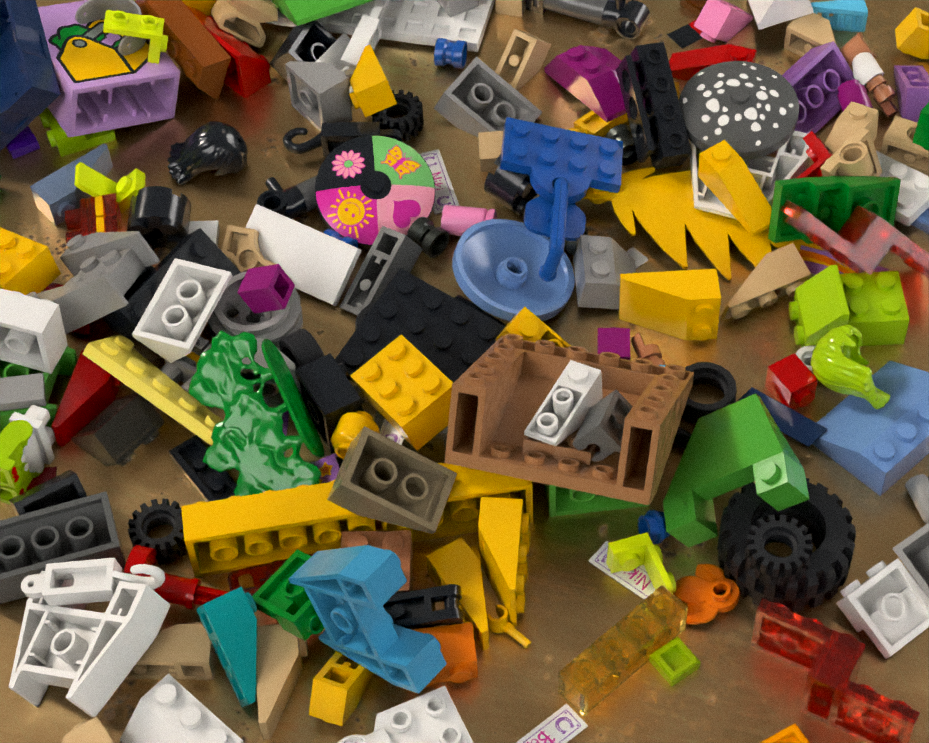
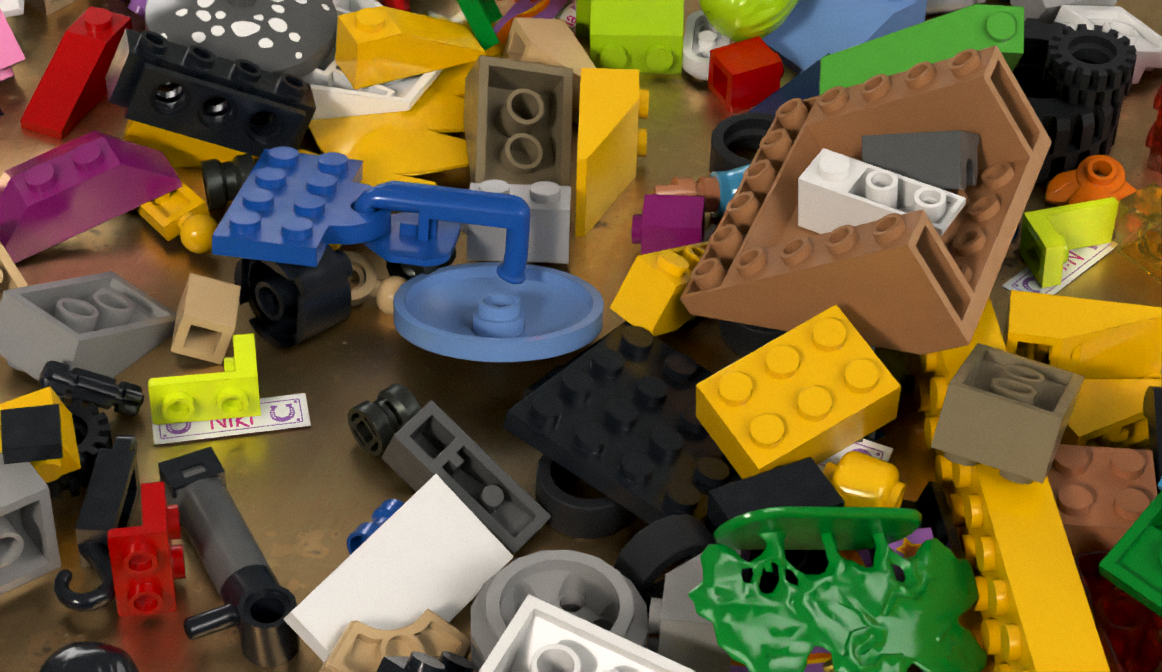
camera: 90 degrees left, 10 degrees down
(266, 288) = (555, 563): magenta brick -> none
(307, 151) = (144, 558): none -> red bracket
(349, 78) = (31, 434): none -> black tile
(371, 186) = (274, 468): dish -> none
(433, 114) = (92, 388): none -> black axle
(448, 174) = (210, 394): none -> neon yellow bracket
(460, 218) = (360, 365): bright pink piece -> none
(695, 248) = (518, 121): none -> dark tan slope

